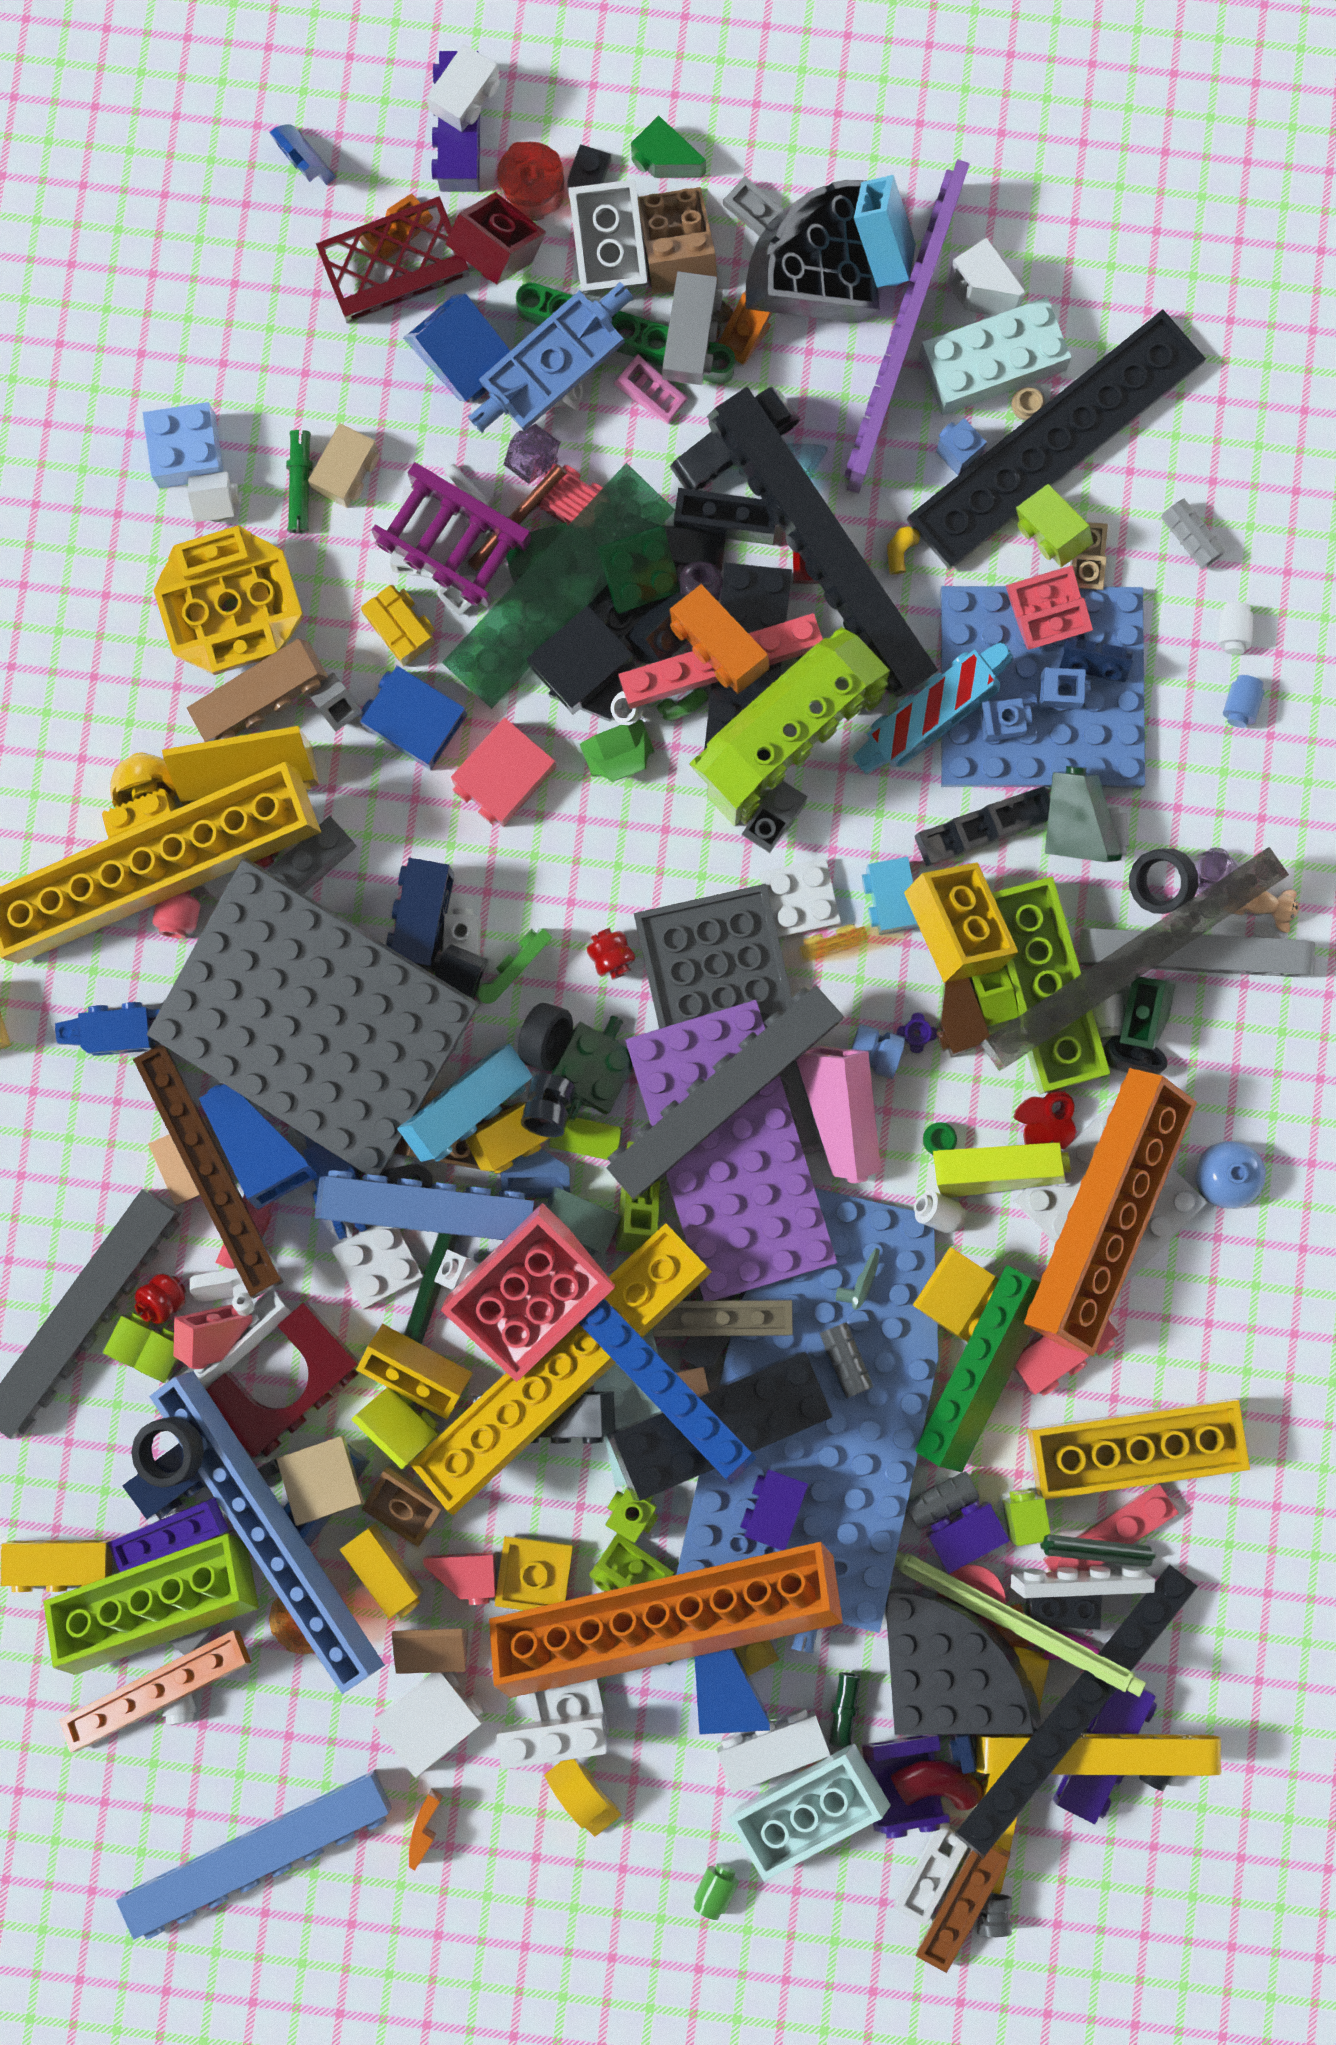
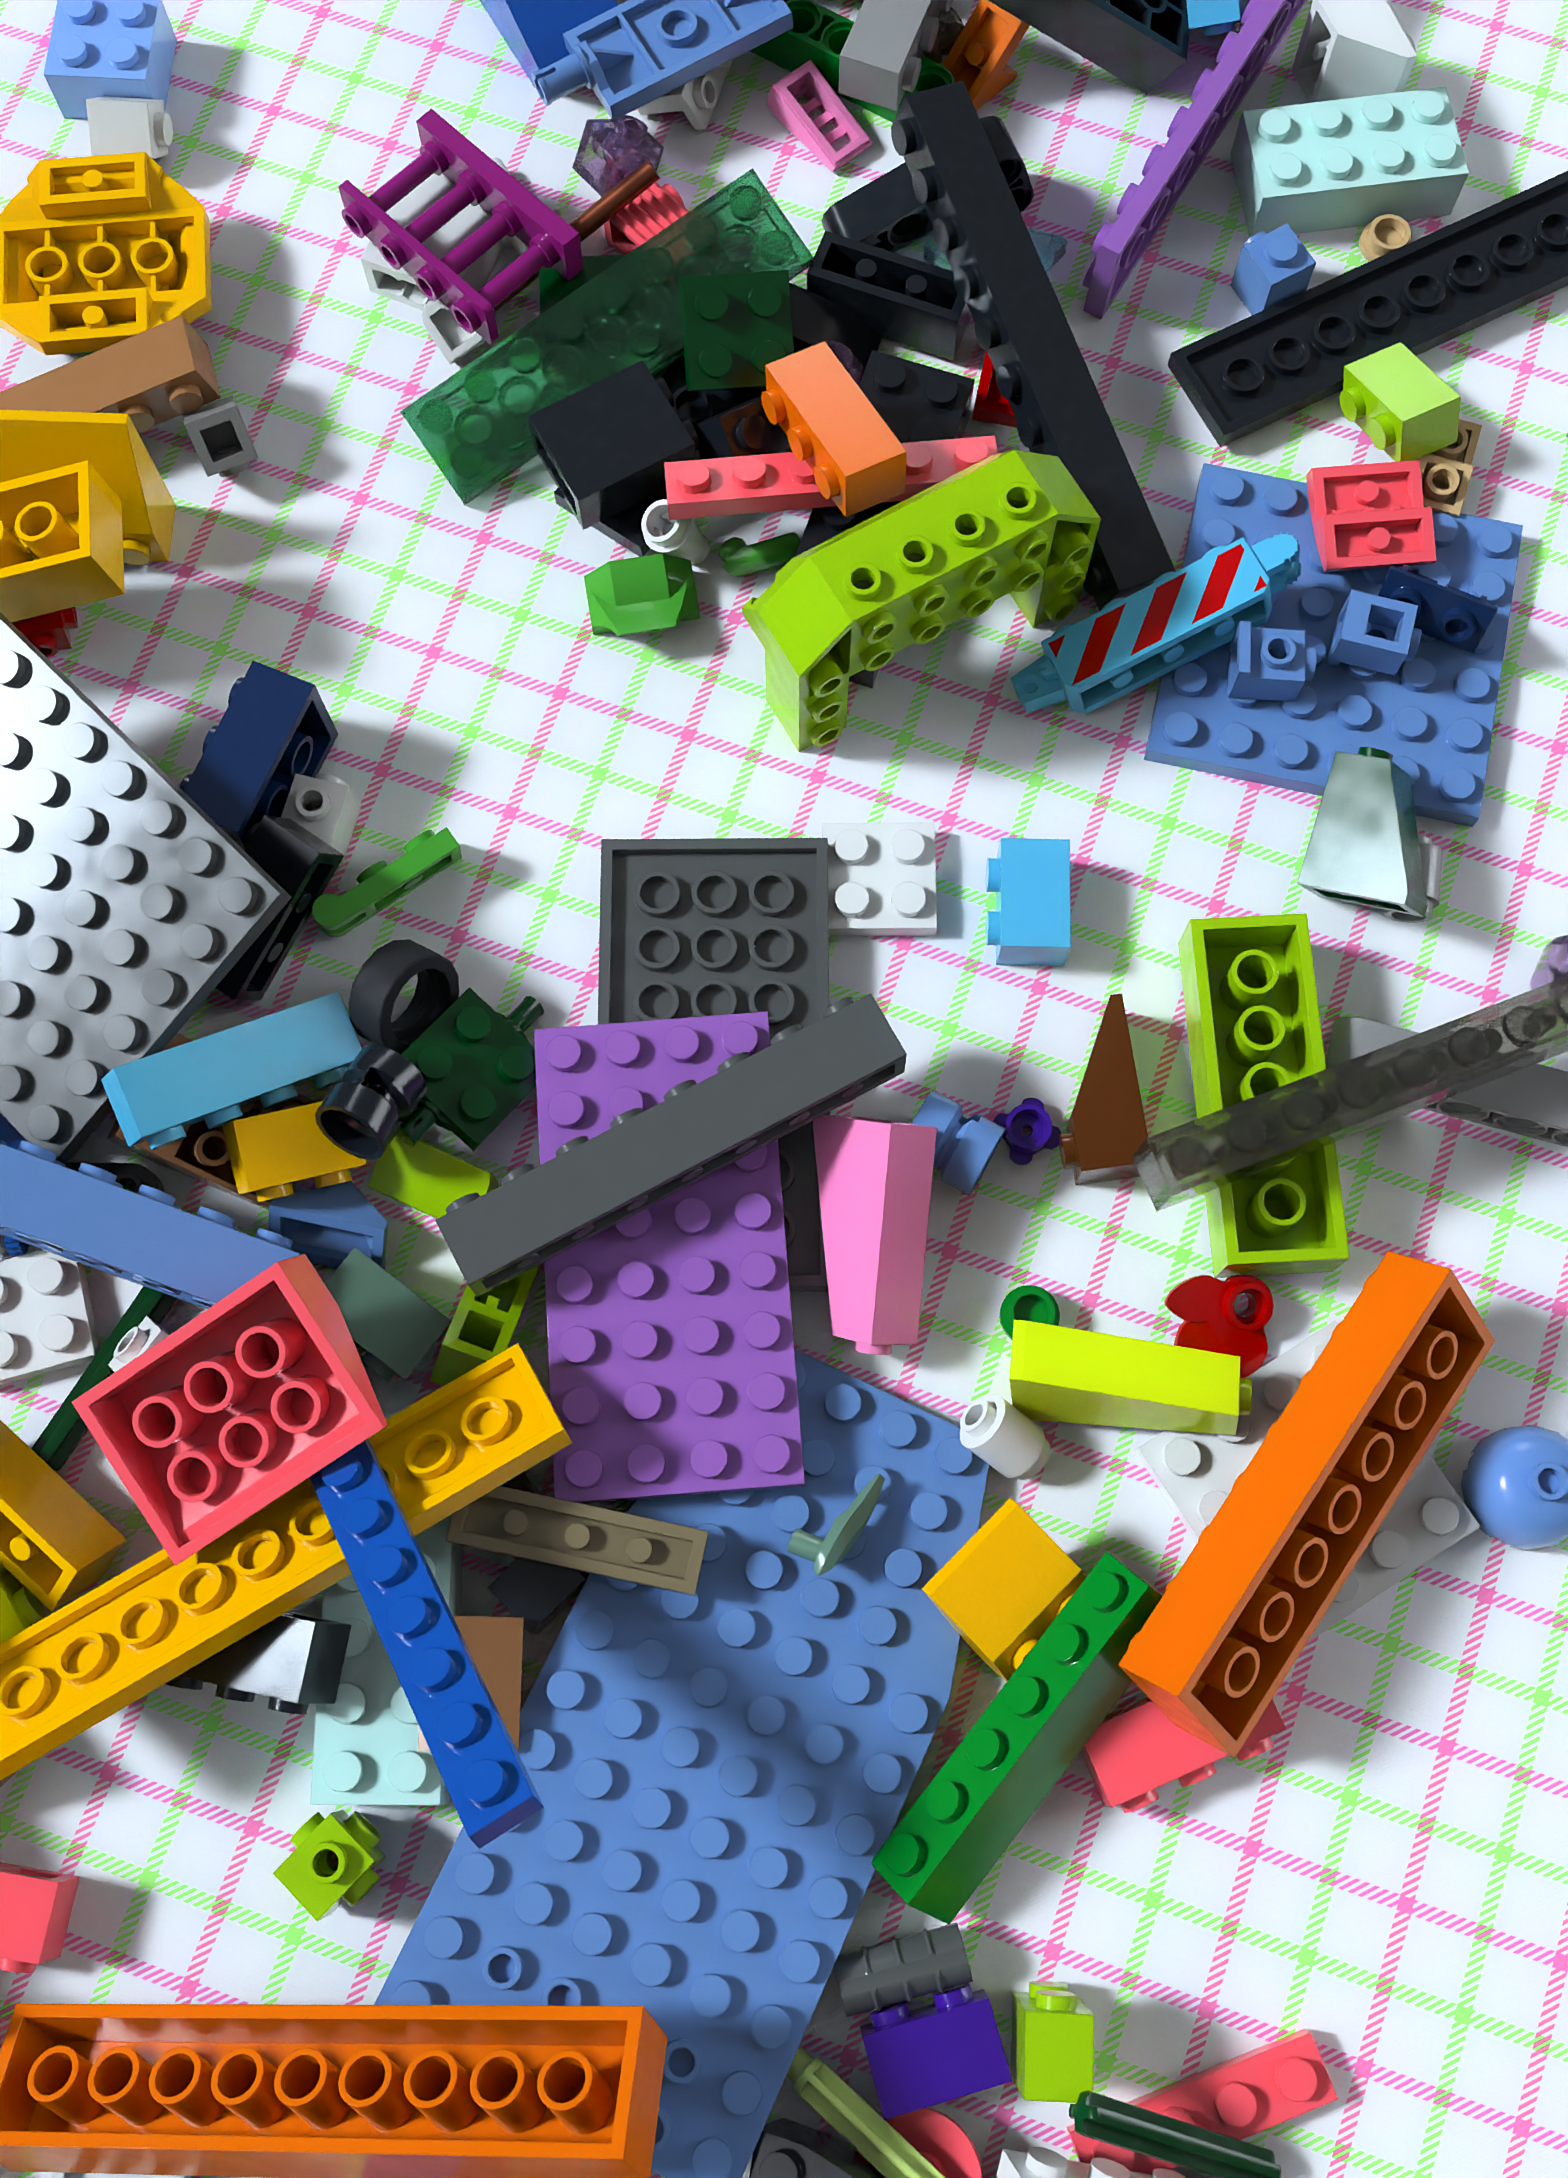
camera: 10 degrees right, 10 degrees down
(299, 468) = (272, 123): green pin -> none
(314, 856) = (122, 650): dark grey brick -> none
(344, 466) = (336, 127): tan brick -> none
(398, 624) = (352, 353): yellow brick -> none
(412, 717) = (337, 486): blue brick -> none
(502, 773) = (452, 592): coral brick -> none
(532, 1573) = (128, 1934): yellow plate -> none
(611, 953) = (549, 895): red piece -> none
(626, 1565) = (299, 1964): lime bracket -> none
(755, 1407) = (572, 1715): black brick -> none
(774, 1509) = (582, 1919): dark purple brick -> none
(775, 816) = (869, 735): dark grey slope -> none
(846, 938) = (937, 954): clear yellow plate -> none
(846, 1360) = (781, 1662): dark grey axle -> none
(898, 545) = (1157, 387): yellow arm -> none
(960, 922) = (1138, 952): yellow brick -> none
(984, 826) = (1202, 829): black slope -> none
(995, 997) = (1171, 1087): lime brick -> none
(1110, 1016) = (1363, 1168): white brick -> none
(1125, 1056) = (1375, 1232): black plate -> none
(1138, 1449) = (1287, 1957): yellow brick -> none
(1139, 887) = (1462, 933): black tyre -> none
(1147, 1012) = (1428, 1169): dark green slope -> none

